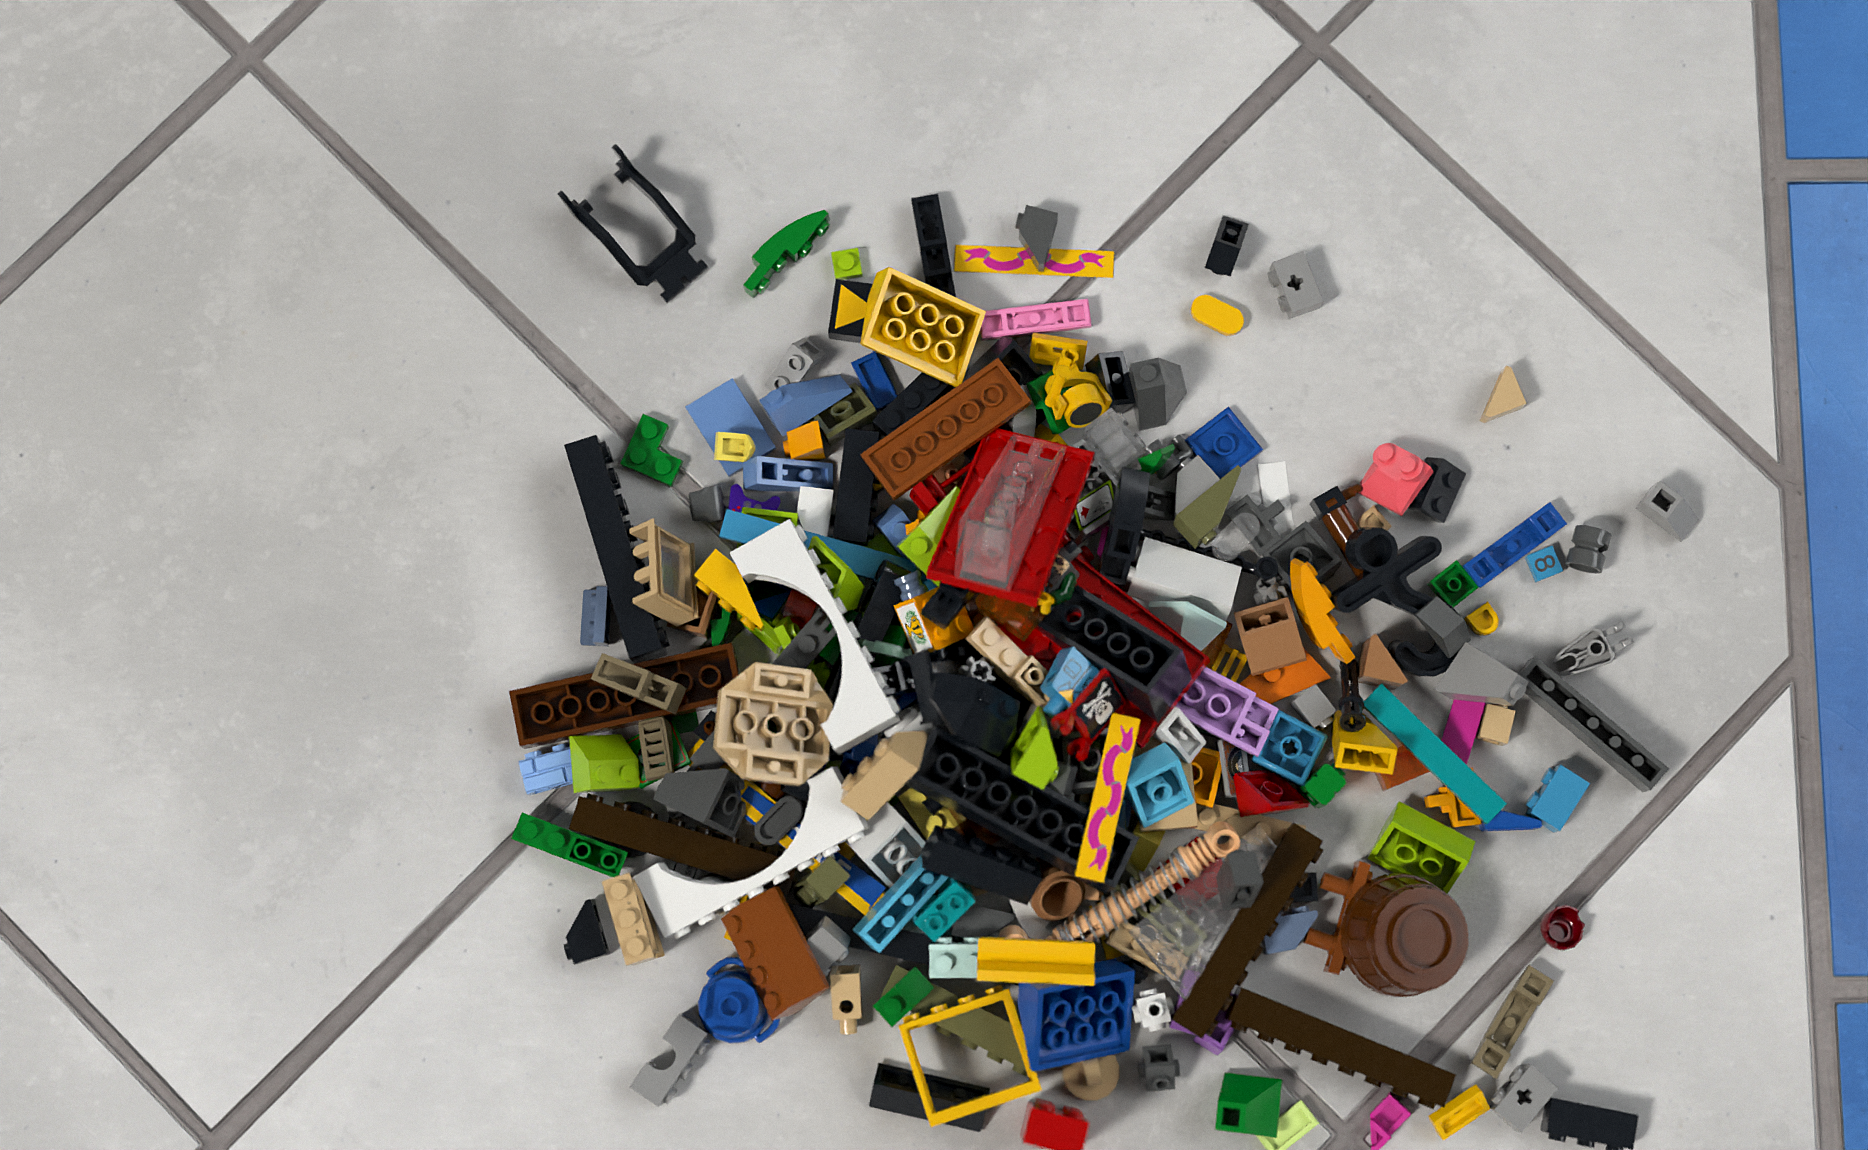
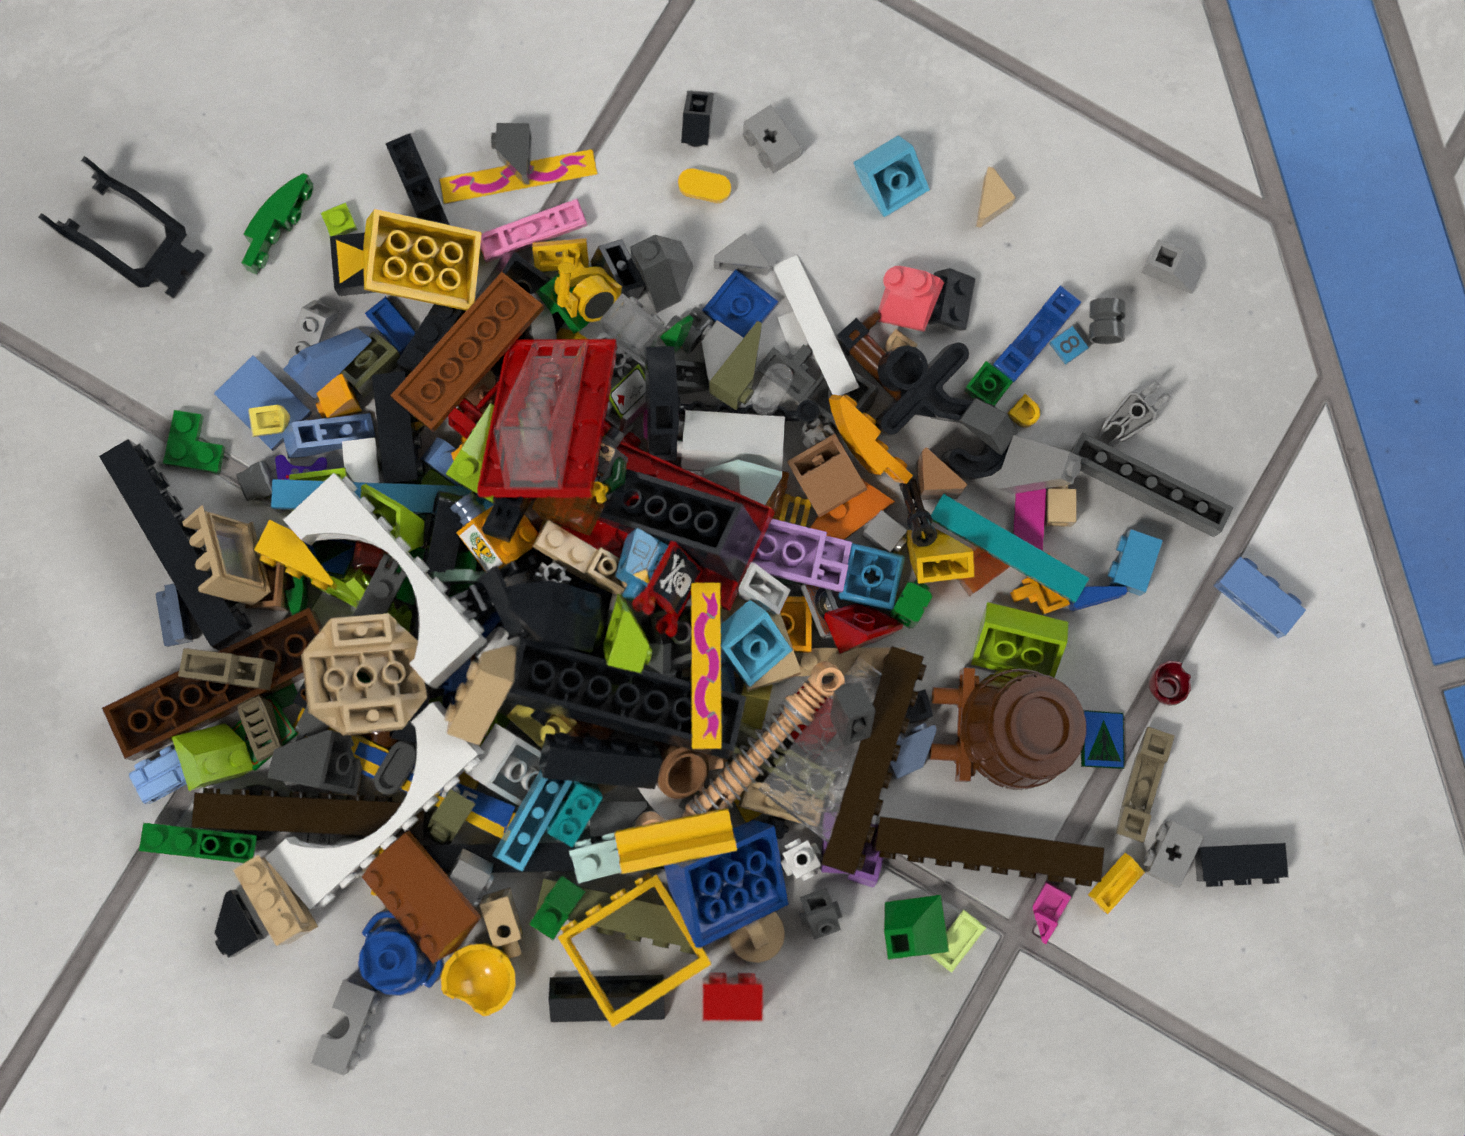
camera: 20 degrees left, 0 degrees up
(811, 1045) = (479, 977): none -> yellow cylinder
(1238, 396) = (742, 256): none -> light grey slope
(1294, 483) = (815, 326): none -> white sticker
(1407, 350) = (892, 175): none -> medium azure slope
(1481, 968) = (1103, 740): none -> piece
(1674, 863) = (1260, 596): none -> medium blue brick

